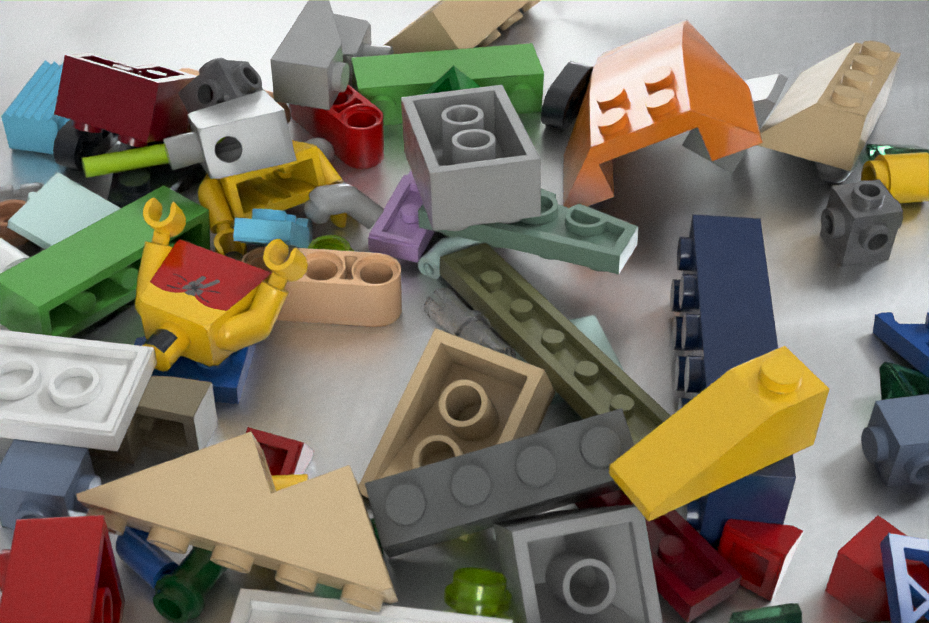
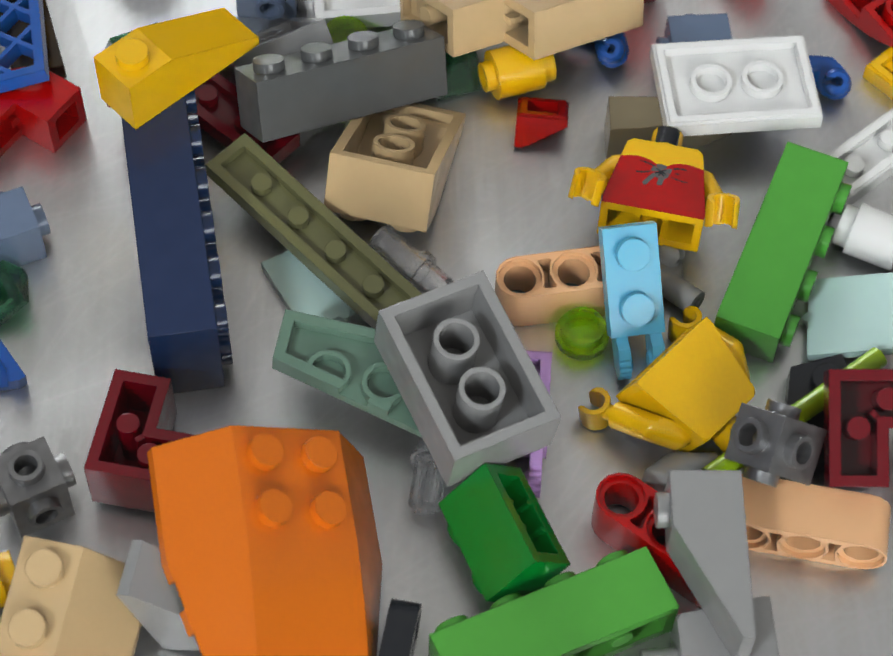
camera: 165 degrees right, 15 degrees up
(253, 131) = (718, 355): light grey torso -> none
(340, 199) = (593, 378): light grey arm -> none
(757, 191) = (133, 420): none -> dark red brick

